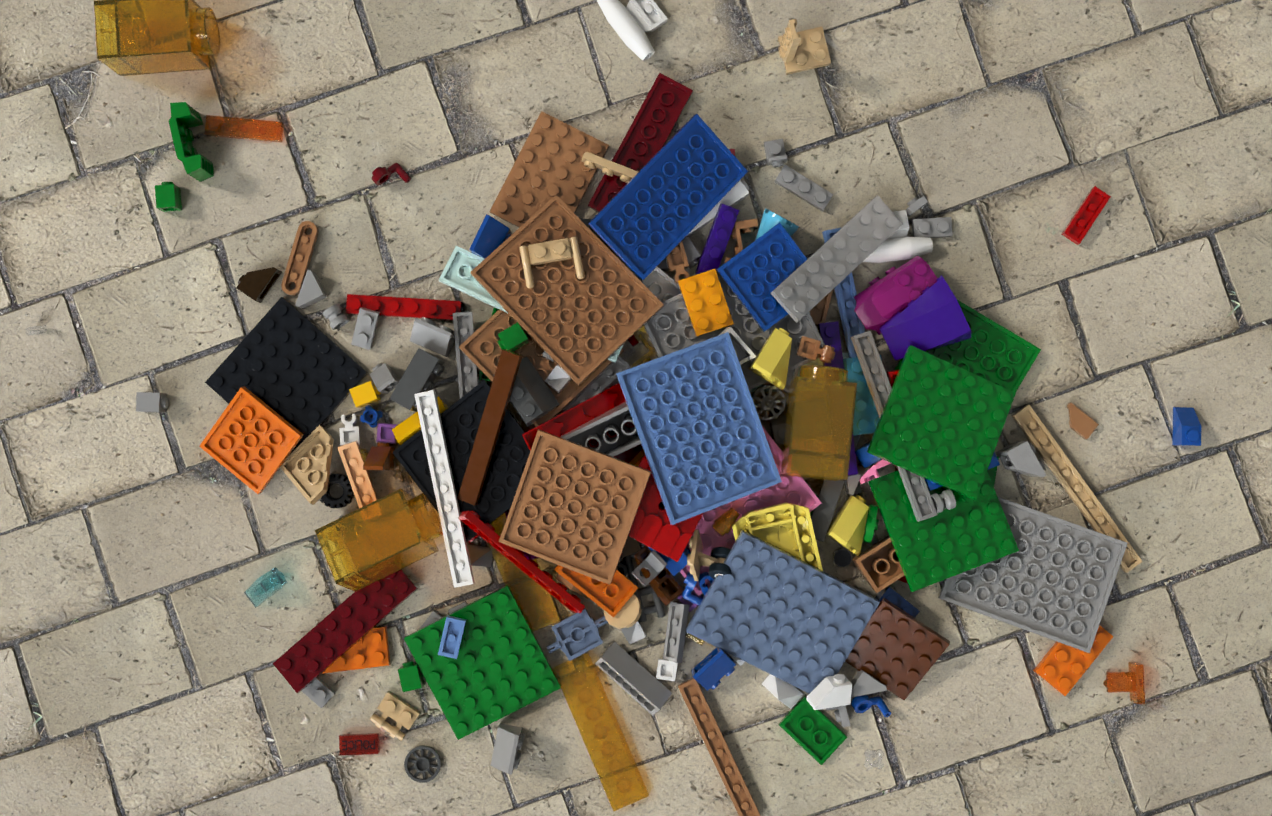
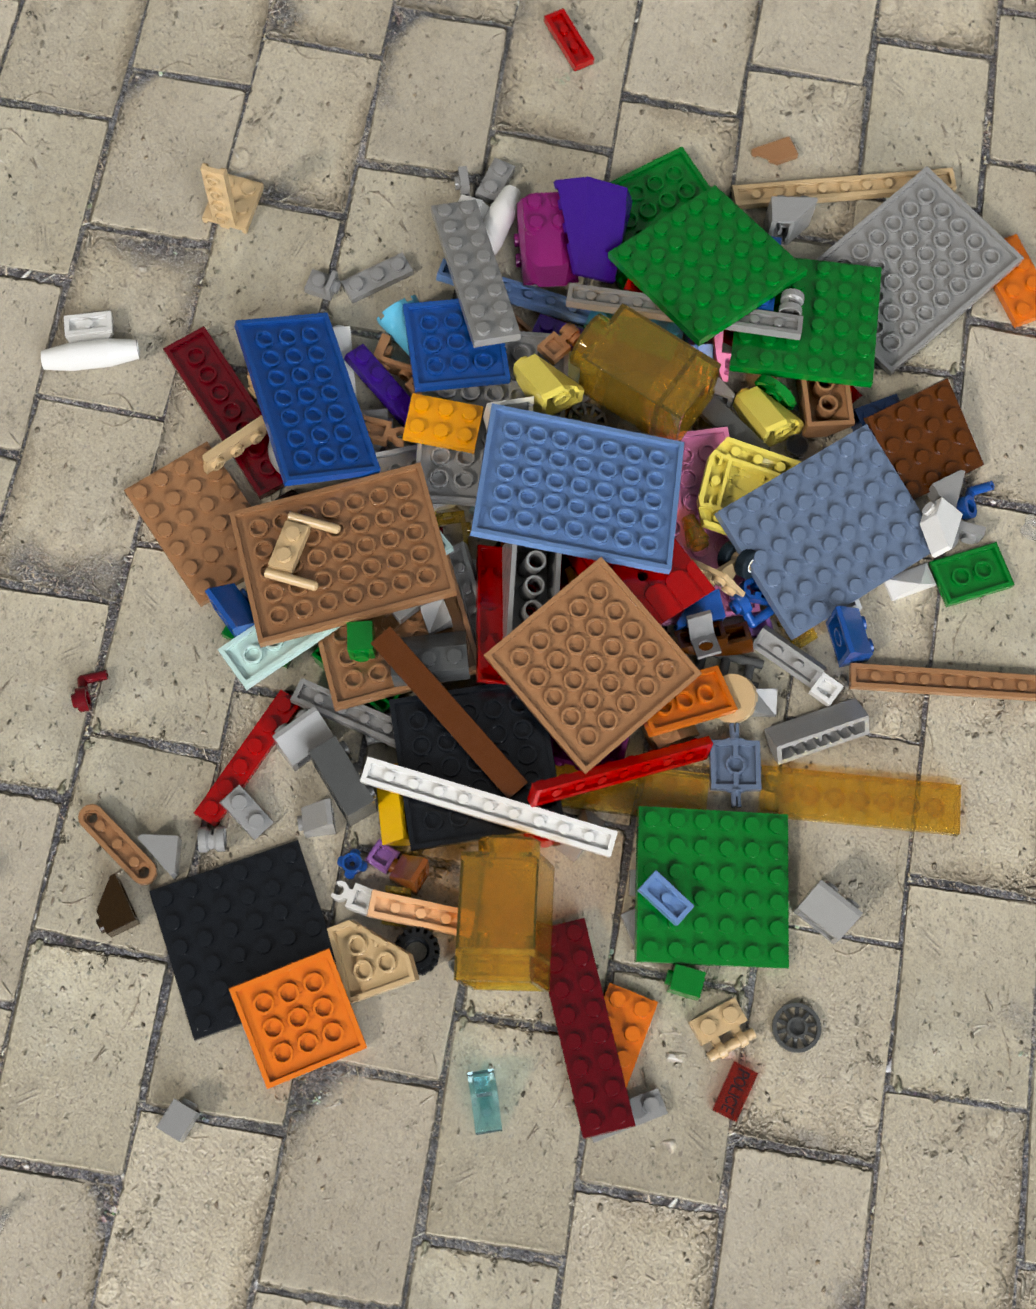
camera: 70 degrees left, 15 degrees down
(365, 394) = (322, 853): yellow brick -> none
(1186, 427) = (836, 62): blue slope -> none

